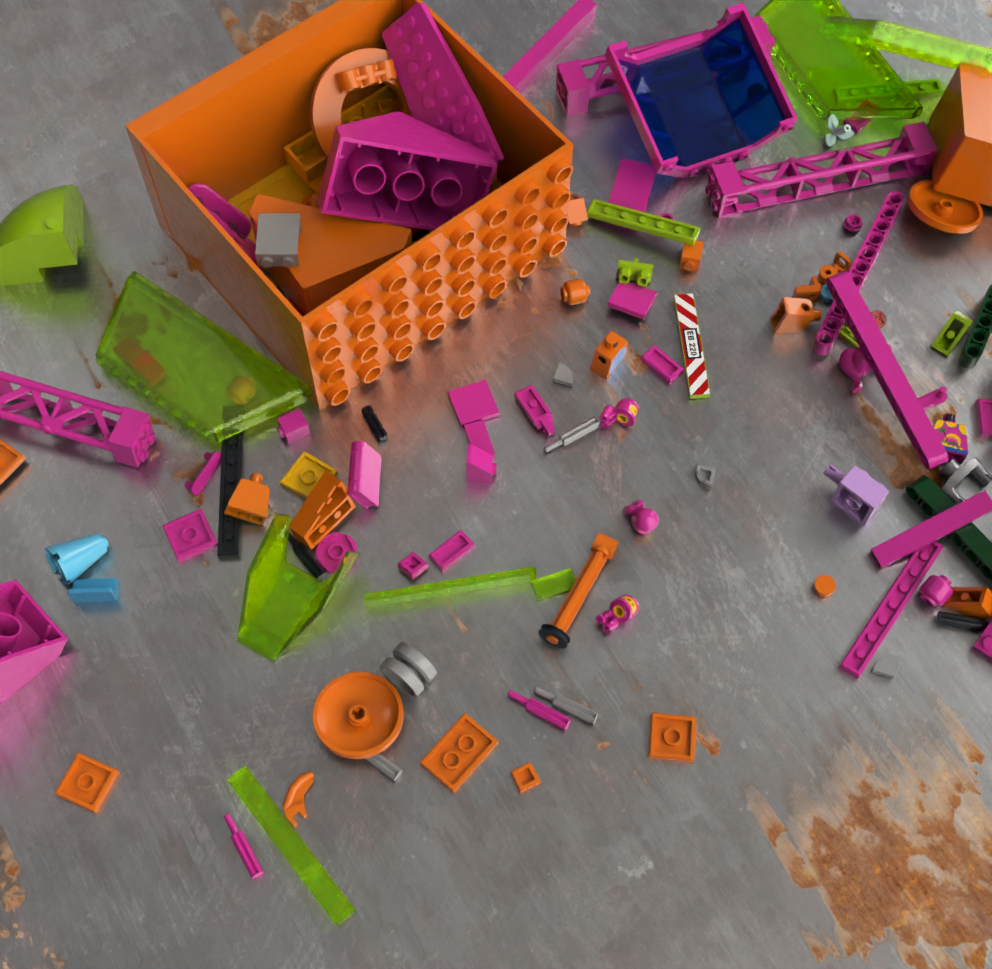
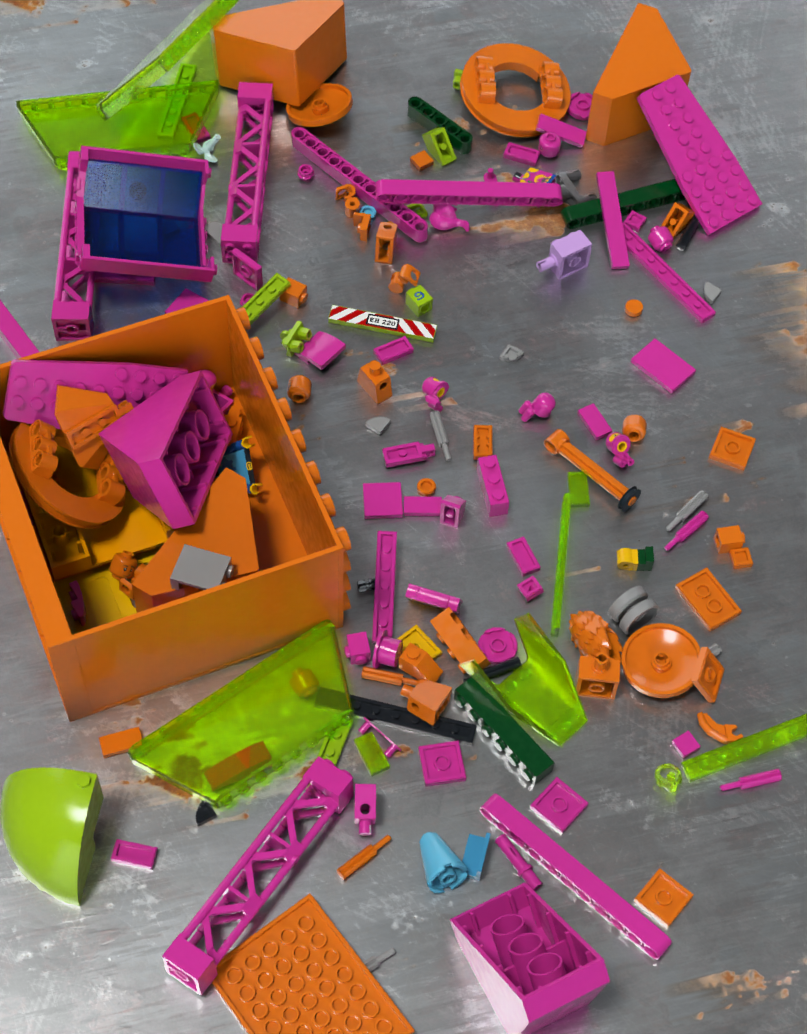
camera: 75 degrees left, 5 degrees down
(40, 311) = (134, 854): none -> dark pink tile
(72, 491) = (361, 858): none -> orange axle
(88, 690) = (576, 876): none -> dark pink beam
(89, 352) = (204, 813): none -> black tile
(95, 631) = (524, 870): none -> dark pink pin
(119, 476) = (365, 801): none -> dark pink torso
(146, 266) = (119, 742): none -> orange tile
(169, 655) = (559, 805): none -> dark pink tile
(180, 436) = (333, 745): none -> lime tile
(184, 470) = (371, 754): none -> clear neon green tile
(215, 760) = (672, 780): none -> clear neon green piece
(227, 589) = (504, 731): none -> dark green brick
(269, 188) = (78, 606): none -> dark pink slope
(270, 767) = (685, 744): none -> dark pink tile
(271, 462) = (386, 676): none -> orange axle
(284, 482) = (419, 664): none -> orange slope
(291, 446) = (386, 650): none -> dark pink piece
(317, 652) = (597, 676): none -> orange brick
(352, 767) = (707, 674): none -> orange tile
(367, 636) = (594, 635): none -> orange head
(368, 429) = (384, 583): none -> dark pink tile
(412, 91) = (82, 417): none -> orange panel
(482, 662) = (635, 559): none -> leg
(503, 438) = (426, 487): none -> orange tile
(523, 497) = (492, 486): none -> dark pink brick
(541, 757) = (728, 538): none -> orange brick
(577, 475) = (482, 441): none -> orange plate
(649, 580) = (594, 421): none -> dark pink tile
(653, 621) = (634, 427): none -> orange head
(696, 202) = (247, 269): none -> dark pink tile
(733, 368) = (419, 300): none -> lime brick
(749, 343) = (401, 278): none -> orange leg
(756, 636) = (663, 366): none -> dark pink tile
(926, 323) = (421, 160): none -> orange tile
(952, 559) = (635, 221): none -> dark pink tile

